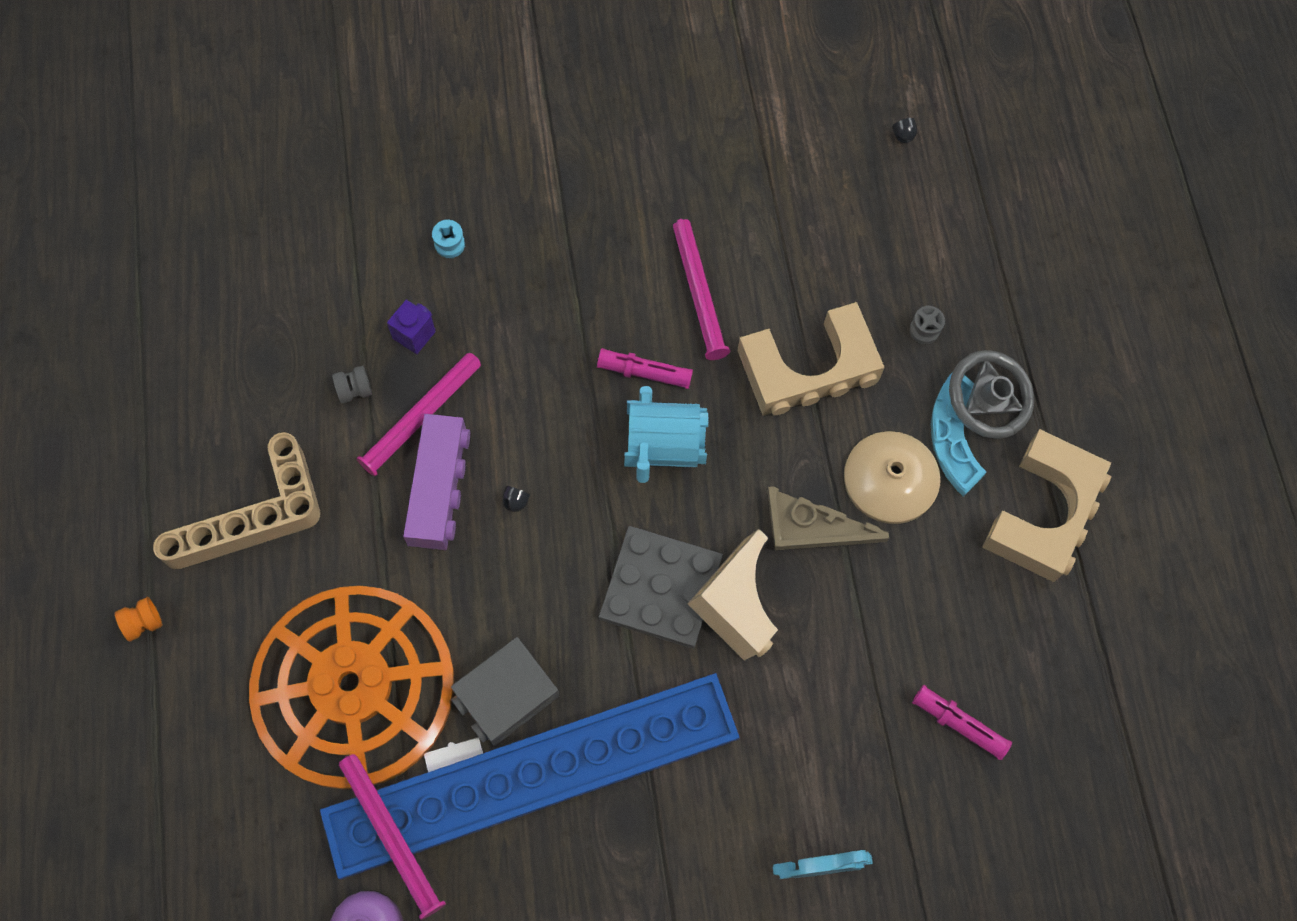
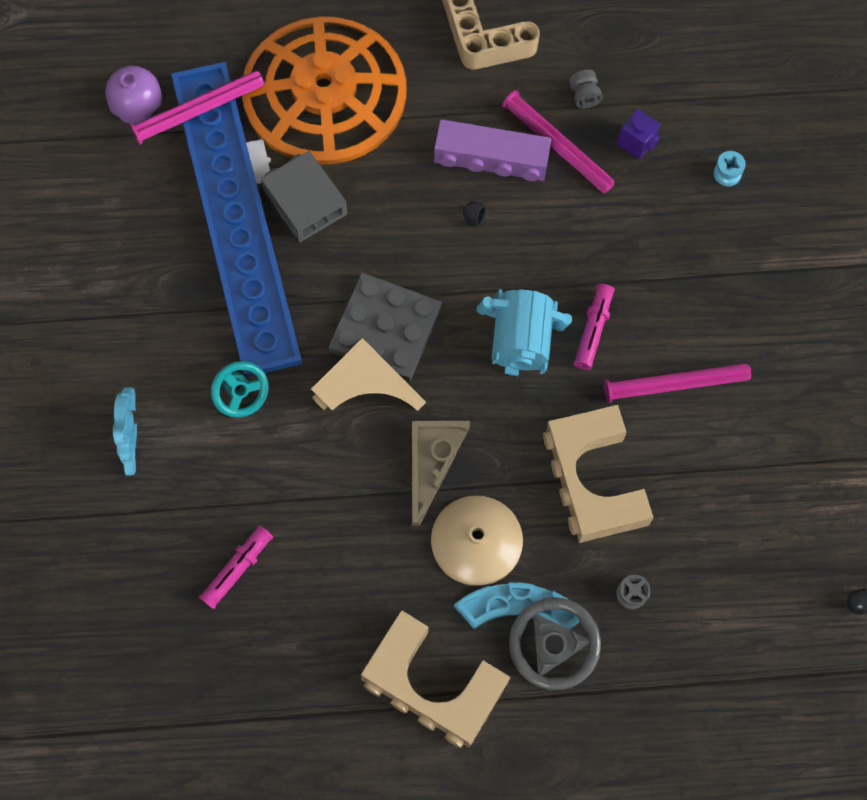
camera: 95 degrees right, 0 degrees up
(756, 741) = (231, 381): none -> teal piece

